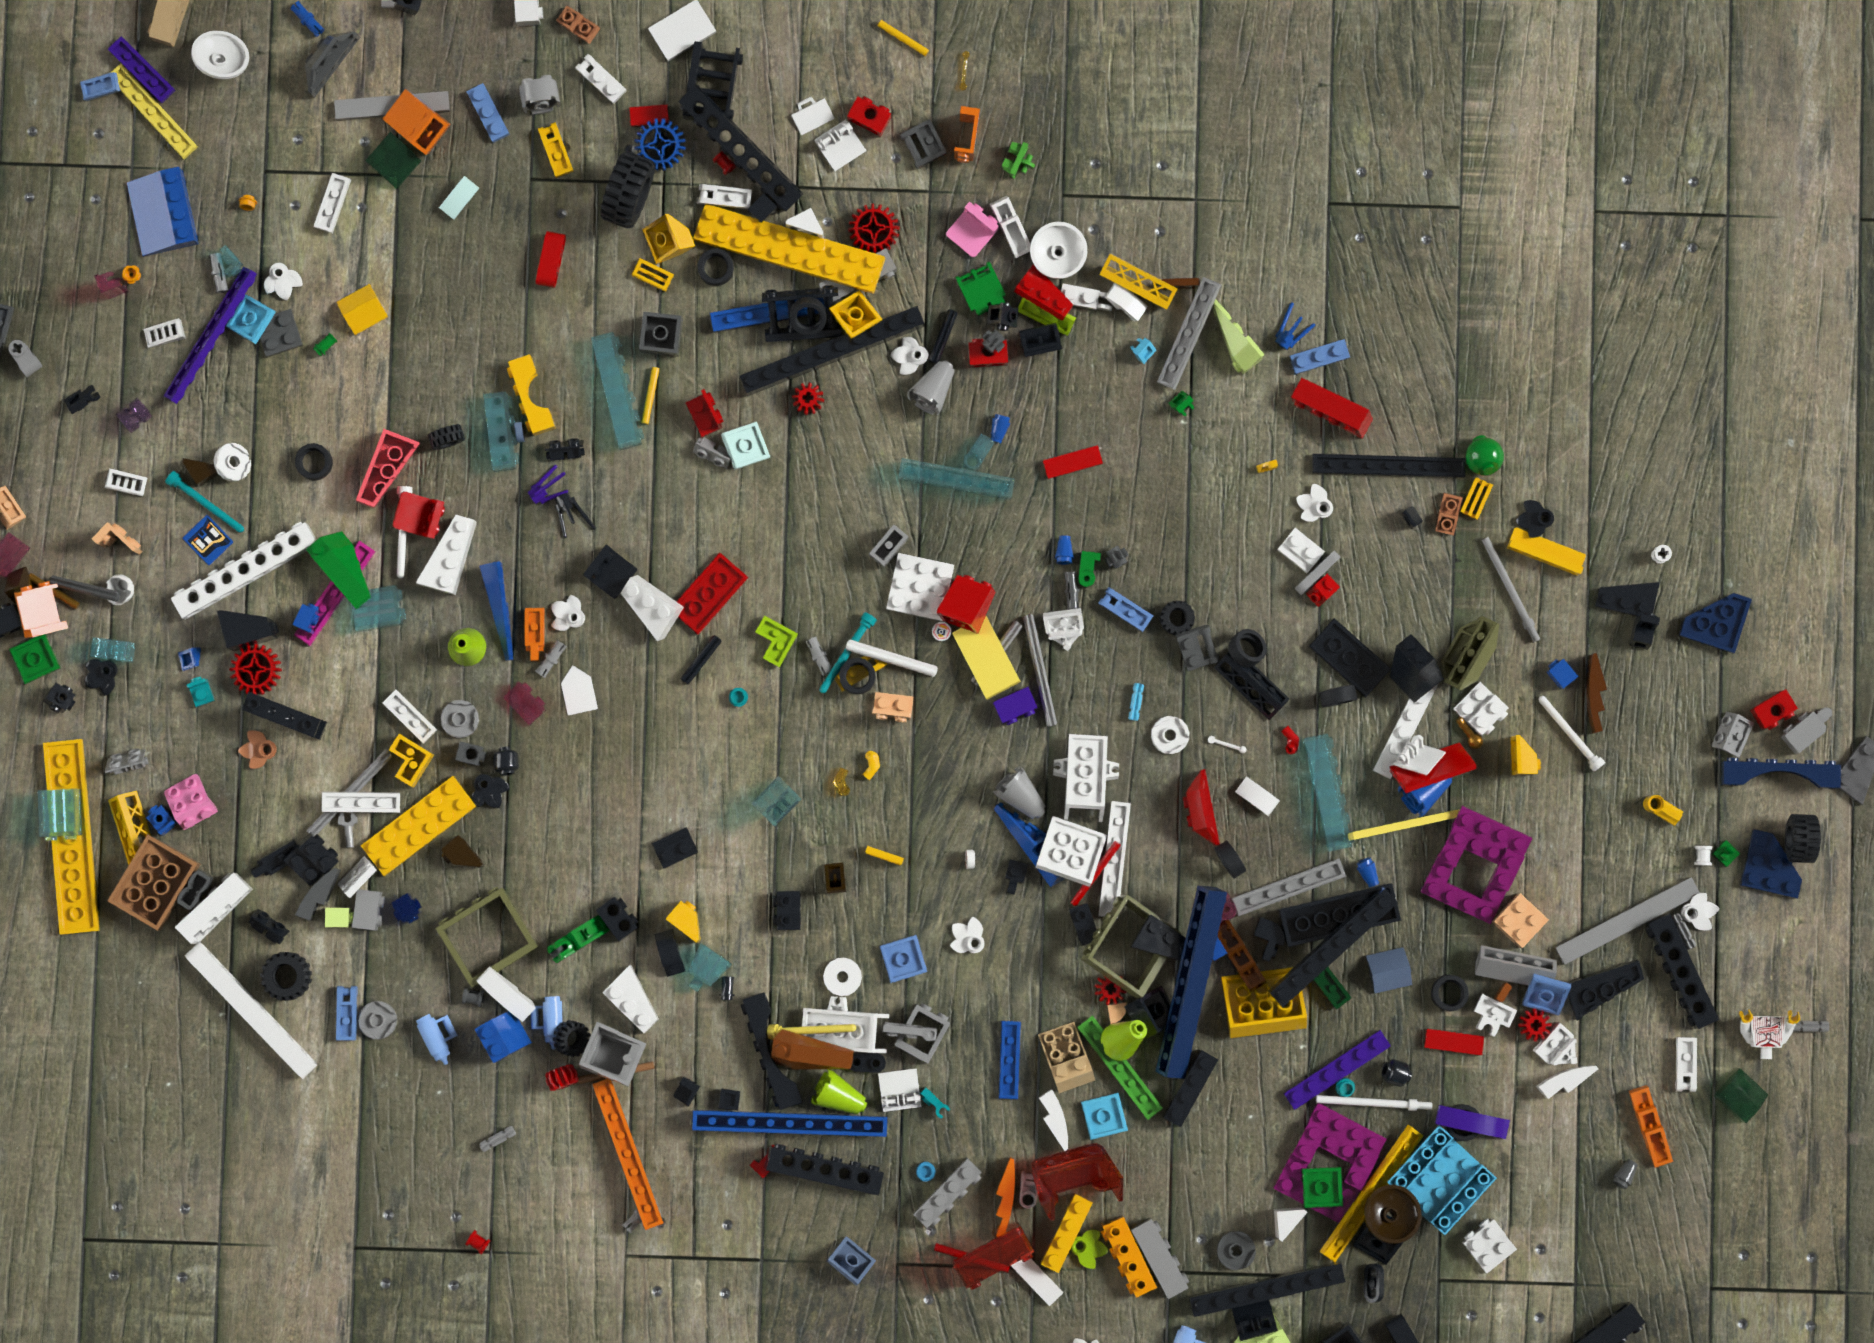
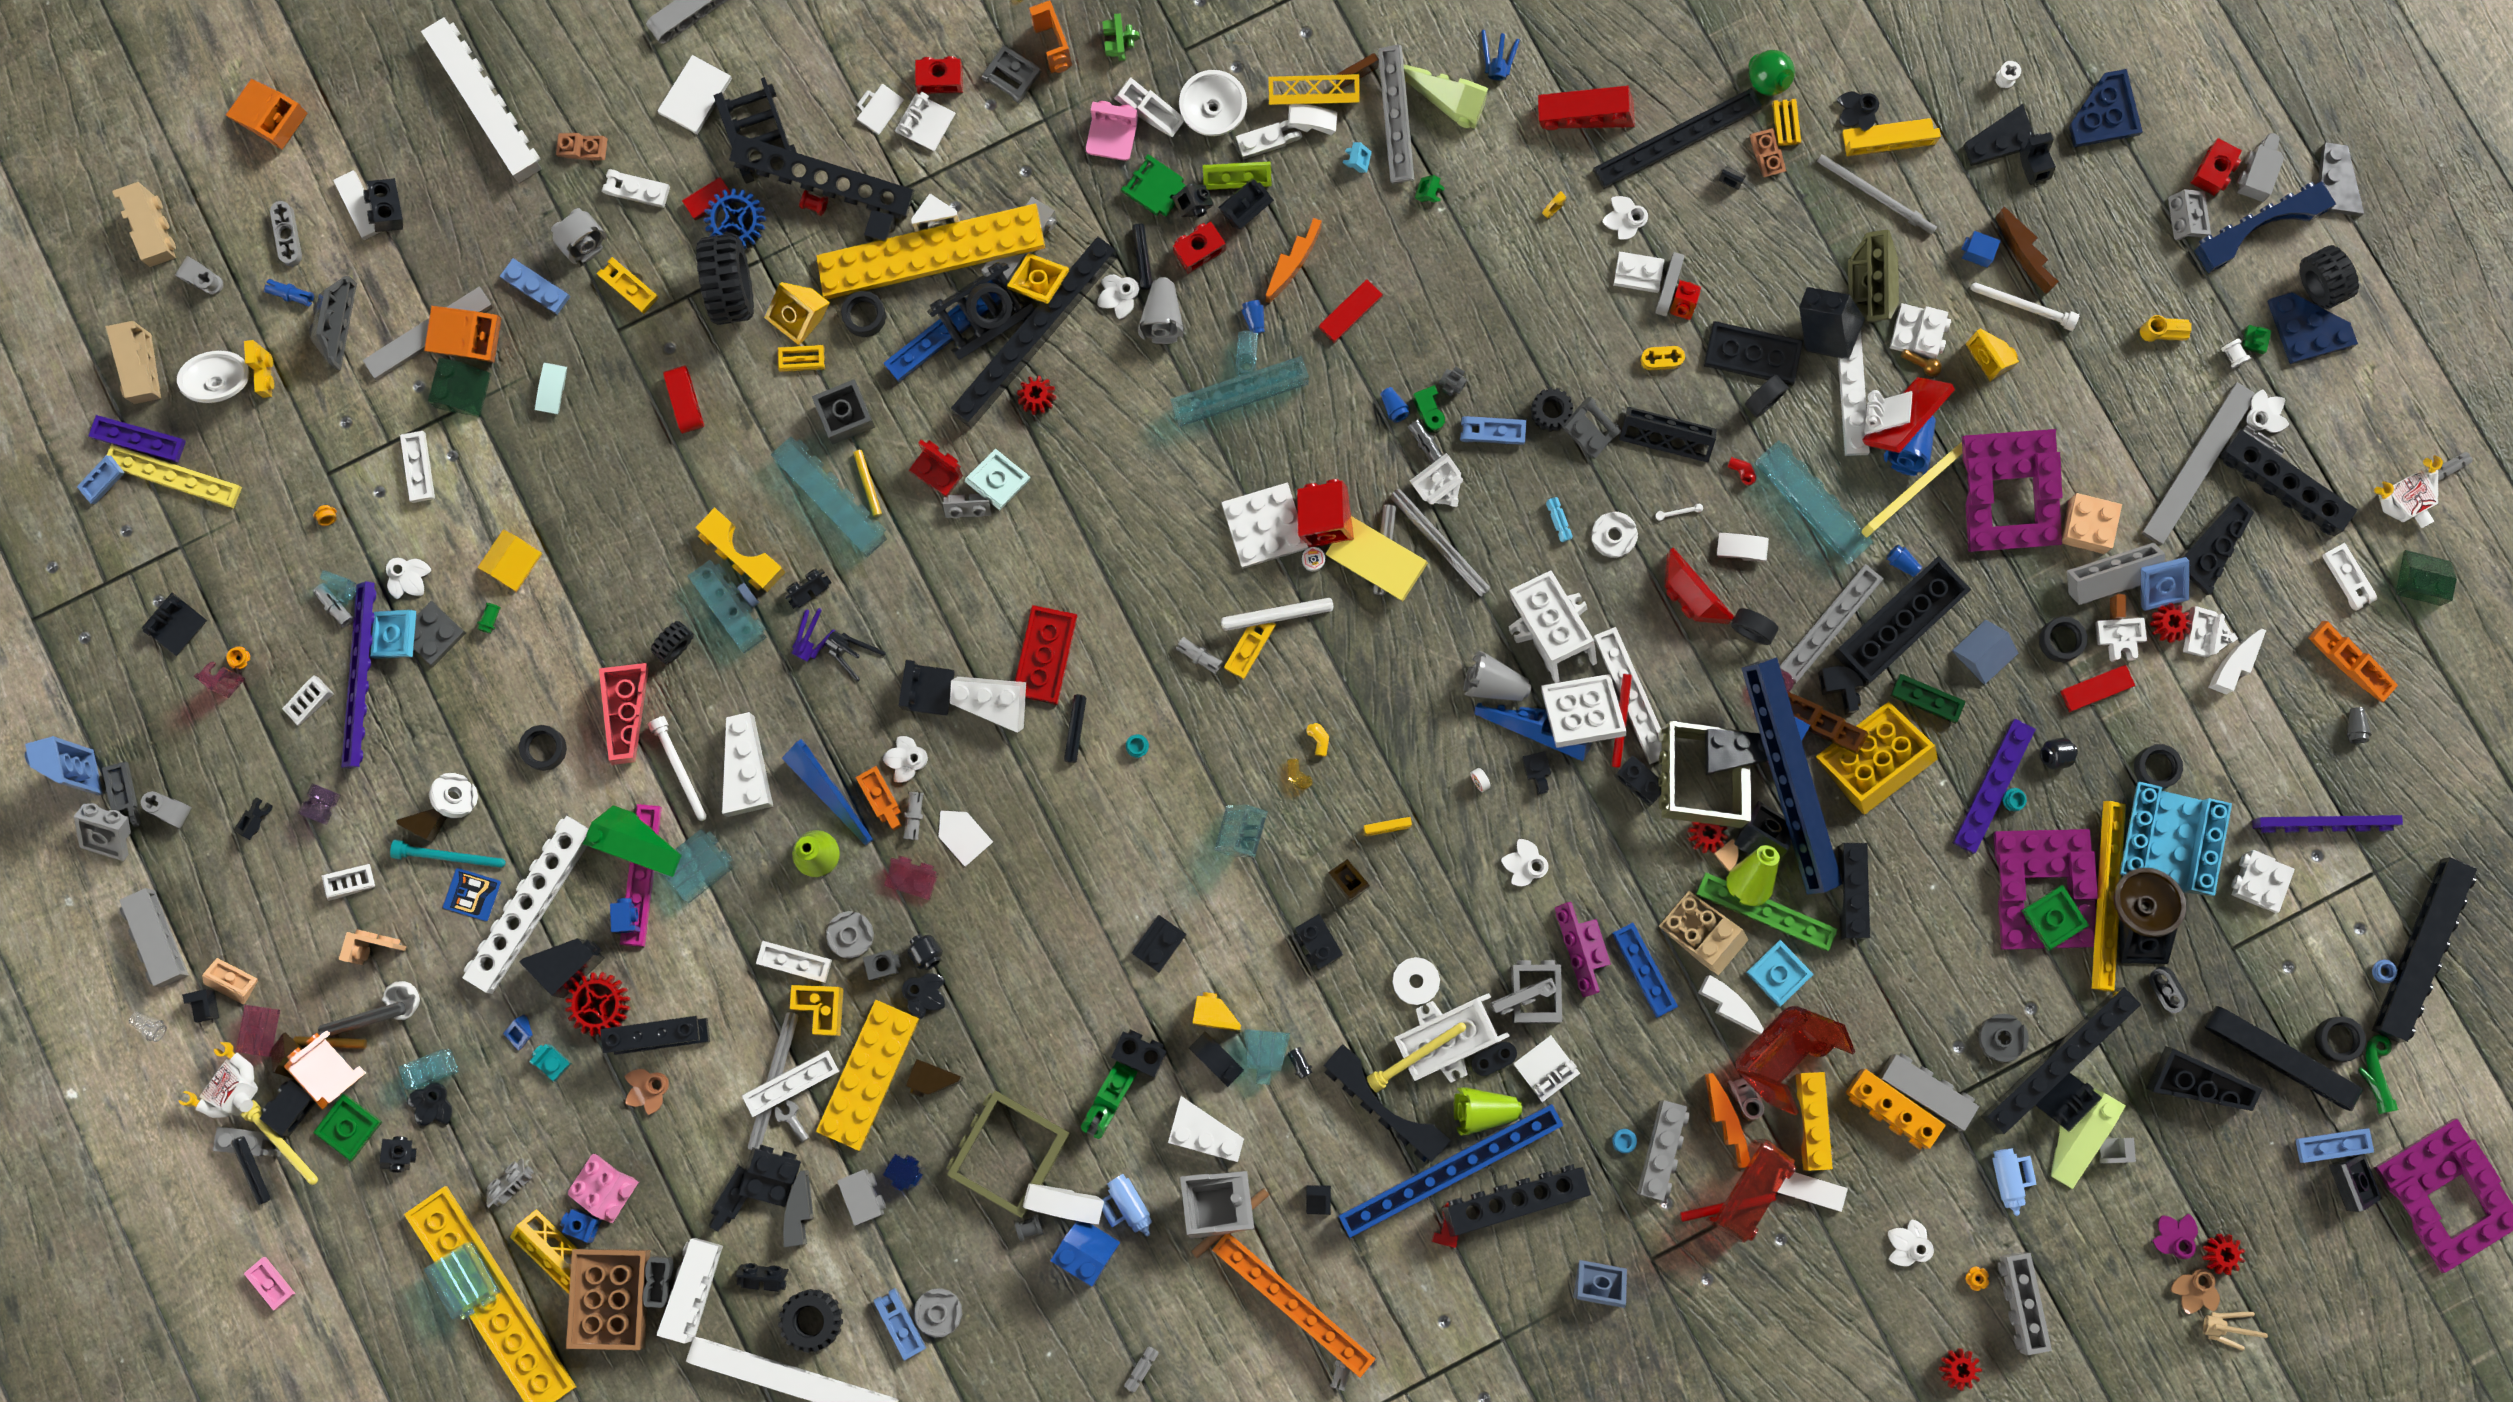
camera: 25 degrees left, 5 degrees down
(98, 223) = (174, 624): none -> black hinge
(162, 212) = (237, 573): slope -> none
(259, 61) = (260, 362): none -> yellow plate
(338, 917) = (834, 1223): yellowish green brick -> none
(357, 877) = (830, 1167): white plate -> none
(418, 515) = (686, 741): red bracket -> none
(433, 1037) = (1010, 1296): light blue piece -> none
(561, 1077) = (1174, 1261): red gear -> none
(562, 1036) = (1151, 1216): black tyre -> none
(725, 196) = (833, 237): white plate -> none
(729, 1099) = (1370, 1182): black plate -> none
(780, 638) = (1147, 658): lime plate -> none
(807, 1053) = (1424, 1084): dark orange wedge -> none
(857, 661) = (1252, 634): black tyre -> none
(865, 228) = (1016, 181): red gear -> none
(866, 622) = (1229, 591): teal piece -> none
(888, 546) = (1208, 499): light grey brick -> none
(892, 706) = (1307, 665): light nougat bracket -> none
(903, 958) = (1470, 925): medium blue tile -> none
(929, 1098) = (1585, 1058): teal plate -> none
(975, 1021) = (1584, 947): none -> magenta bracket
(993, 341) = (1198, 227): dark grey gear -> none
(1015, 705) = (1435, 592): dark purple brick -> none
(1043, 293) = (1222, 154): red wing -> none
(1045, 404) = (1290, 265): none -> orange slope
(1091, 1248) = (1849, 1124): lime plate -> none
(1255, 640) = (1640, 409): black tyre -> none
(1278, 628) = (1662, 352): none -> yellow beam
(1286, 1220) = (2040, 975): white slope -> none
(1319, 356) = (1542, 68): medium blue plate -> none
(1332, 946) = (1918, 655): black brick -> none
(1411, 1104) = (2092, 779): white bar -> none
(1472, 1122) = (2168, 760): dark purple slope -> none
(1566, 1235) = (2337, 823): none -> dark purple plate

